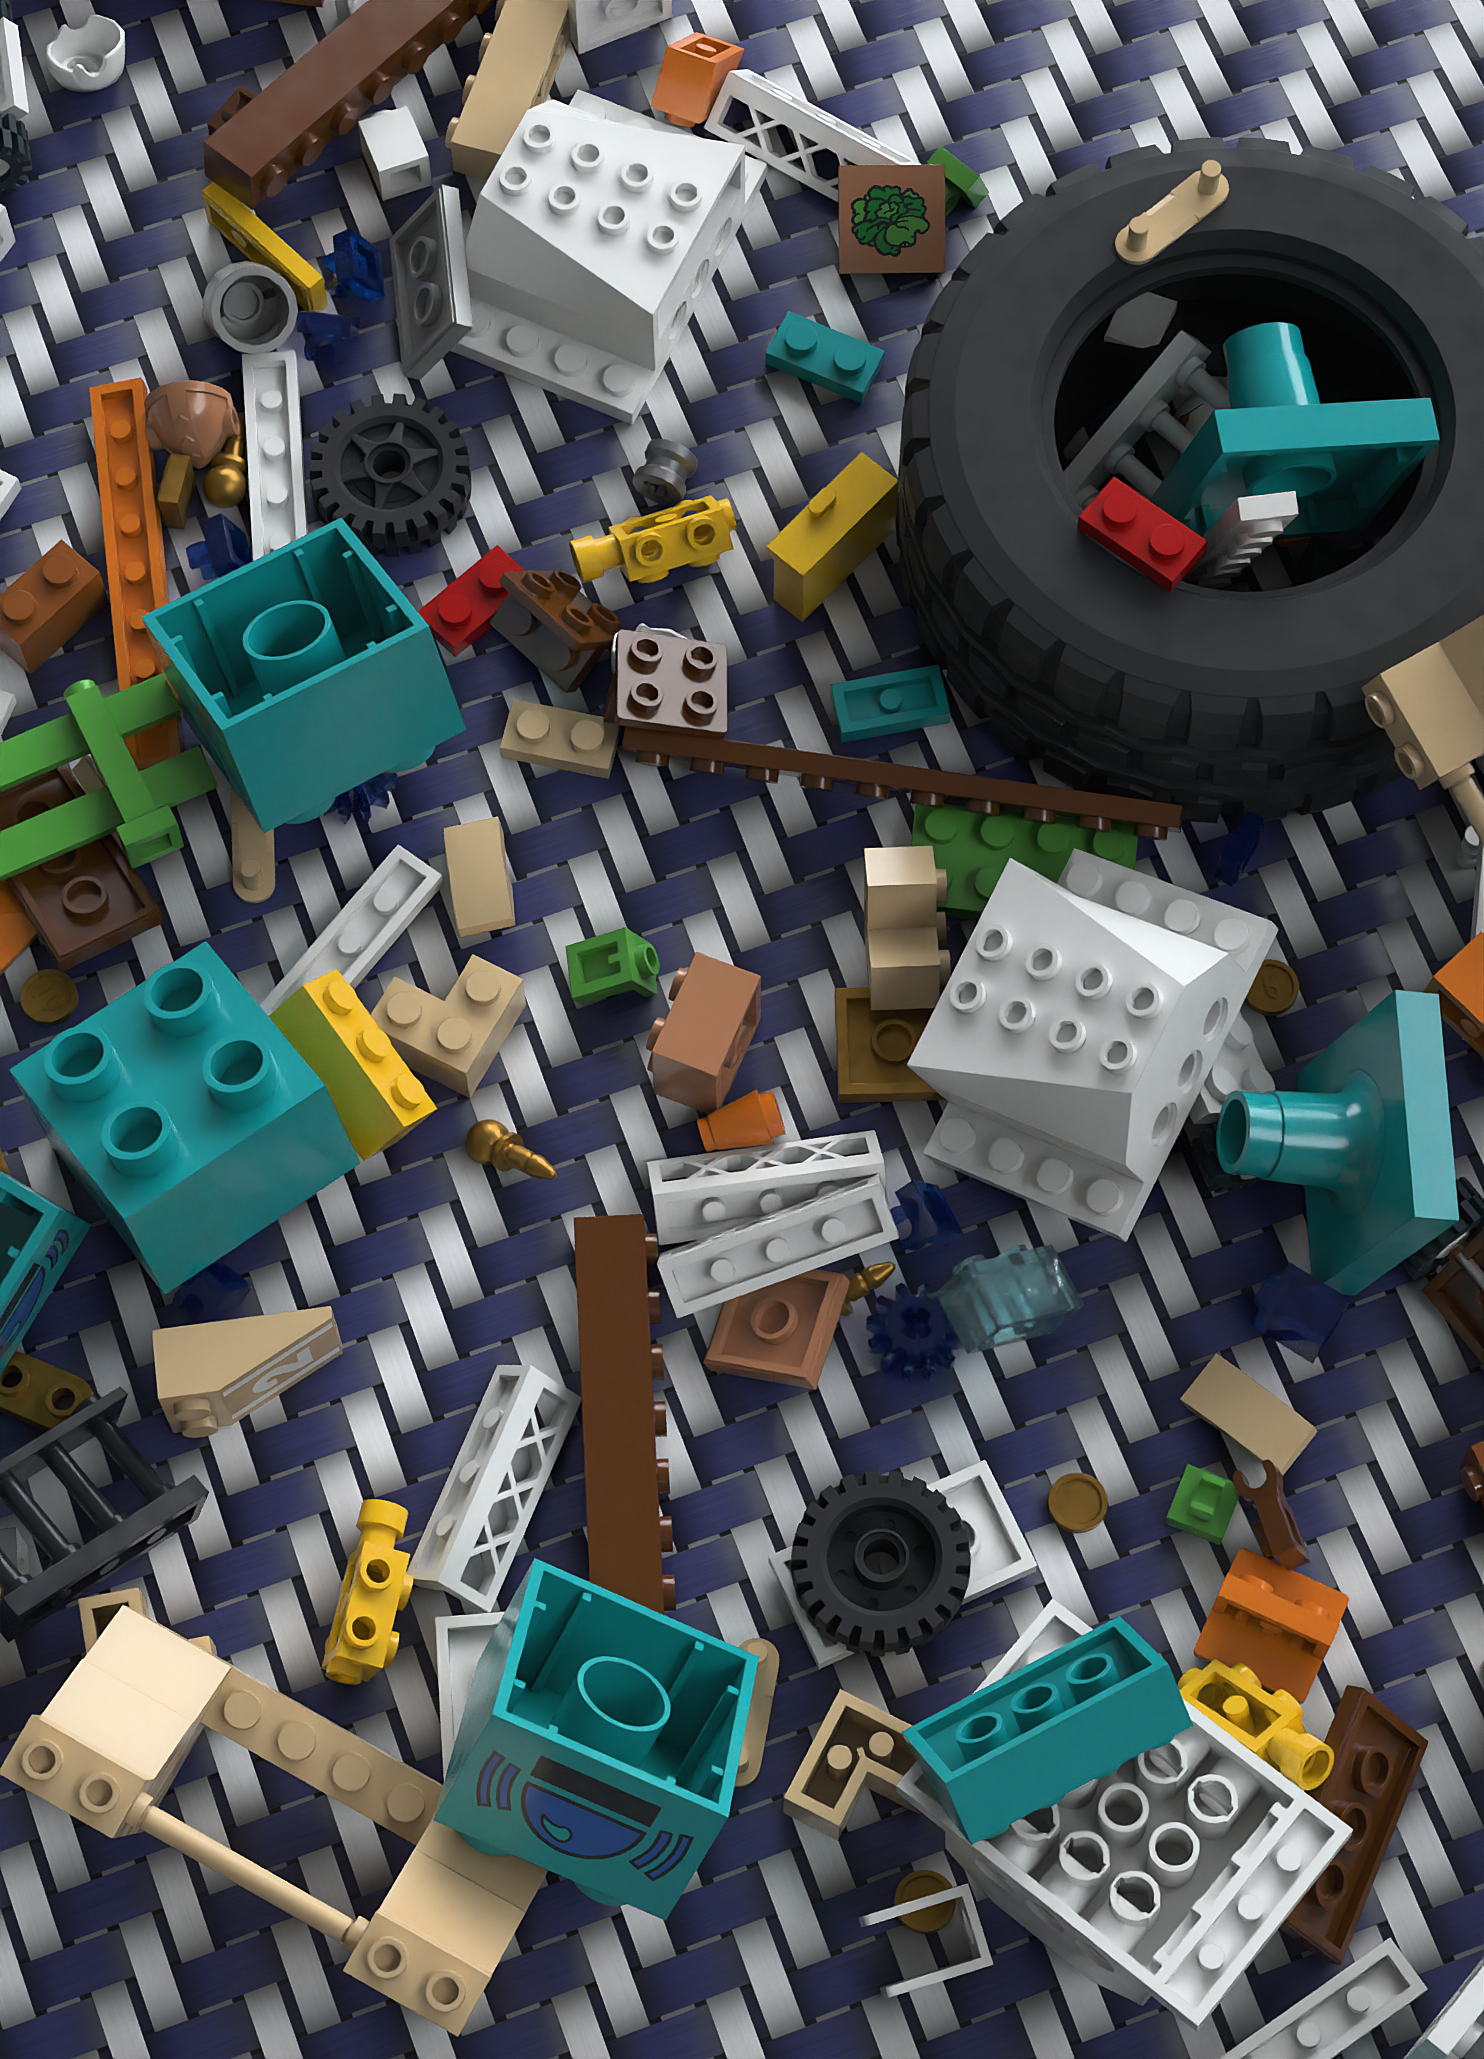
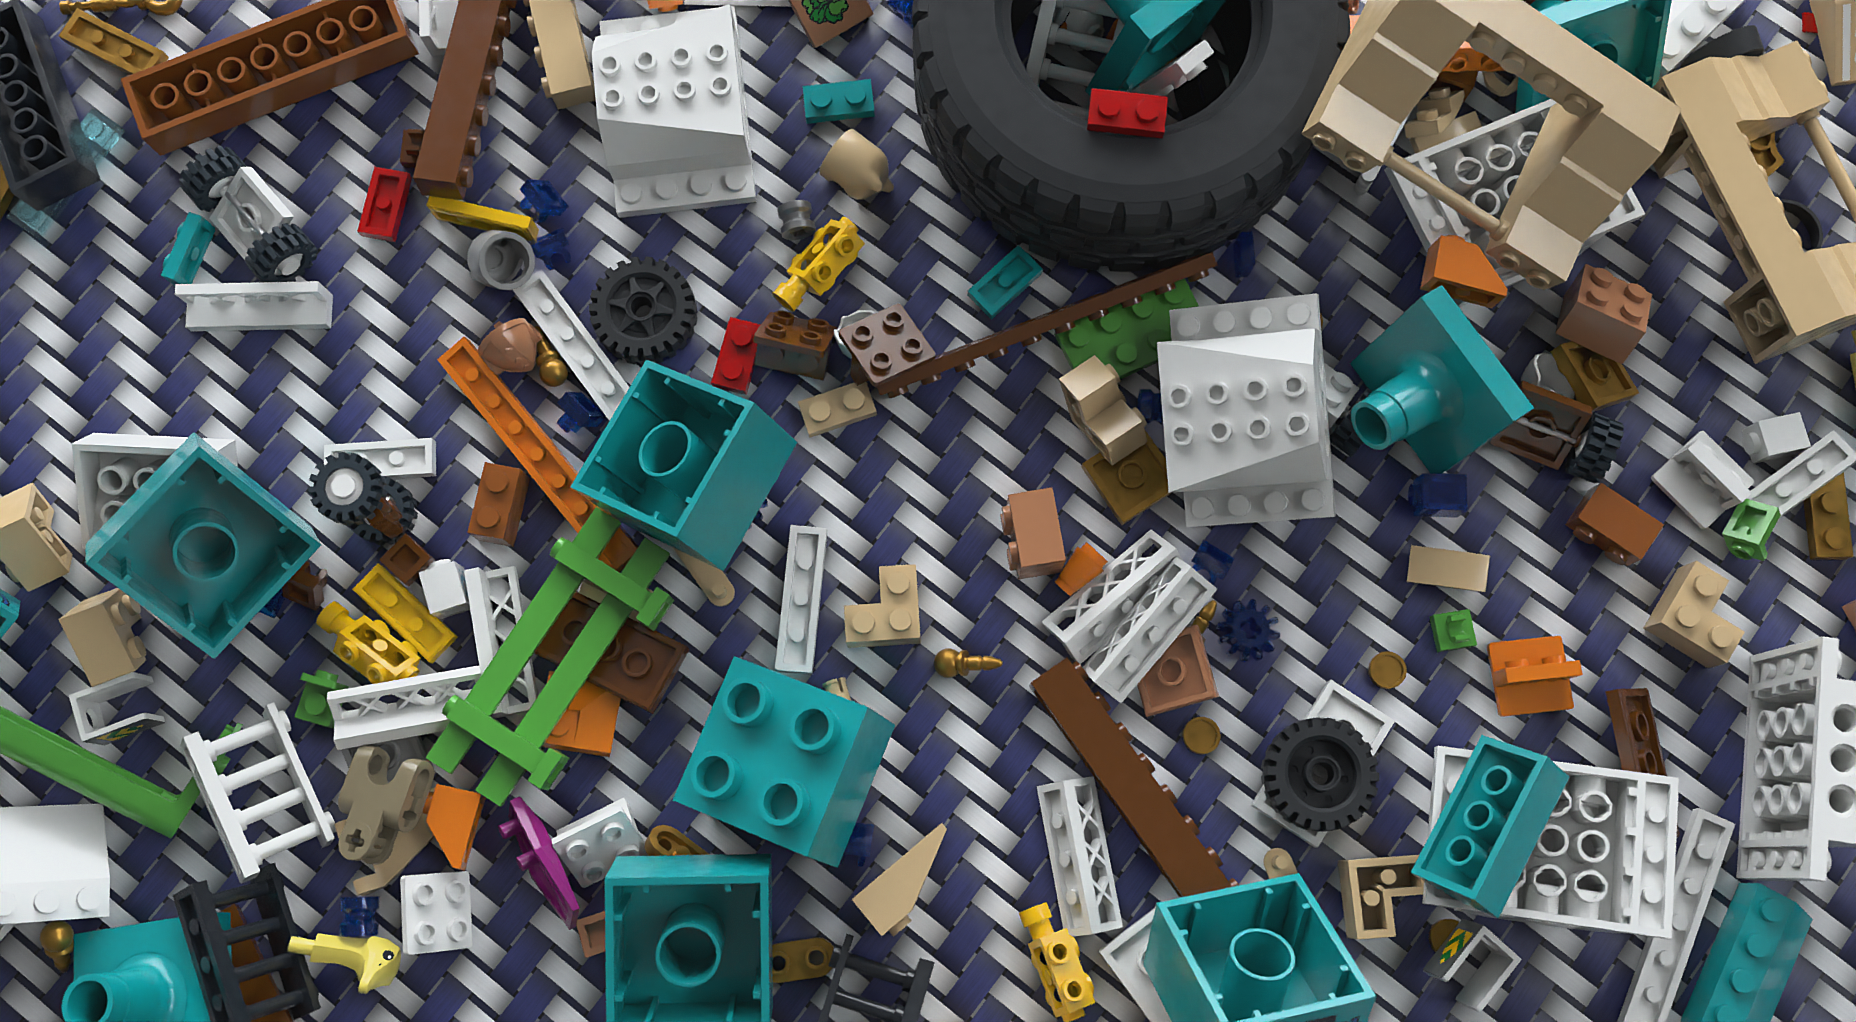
camera: 30 degrees left, 10 degrees up
(49, 997) = (650, 729): pearl gold piece -> none
(87, 56) = (302, 160): white hair -> none
(152, 165) = (384, 204): none -> red plate
(176, 491) = (528, 391): pearl gold tile -> none
(355, 1061) = (852, 670): yellow brick -> none
(395, 152) = (520, 117): white brick -> none
(431, 282) = (594, 184): light grey tile -> none
(479, 877) = (846, 516): tan slope -> none
(611, 966) = (952, 523): bright green bracket -> none
(764, 1434) = (1201, 735): none -> pearl gold piece
(786, 444) = (857, 166): none -> tan piece
(833, 535) = (916, 203): yellow container -> none
(1008, 1297) = (1290, 583): clear light blue brick -> none
(1258, 1720) = (1565, 735): yellow brick -> none
(1278, 1528) = (1507, 624): reddish brown plate -> none

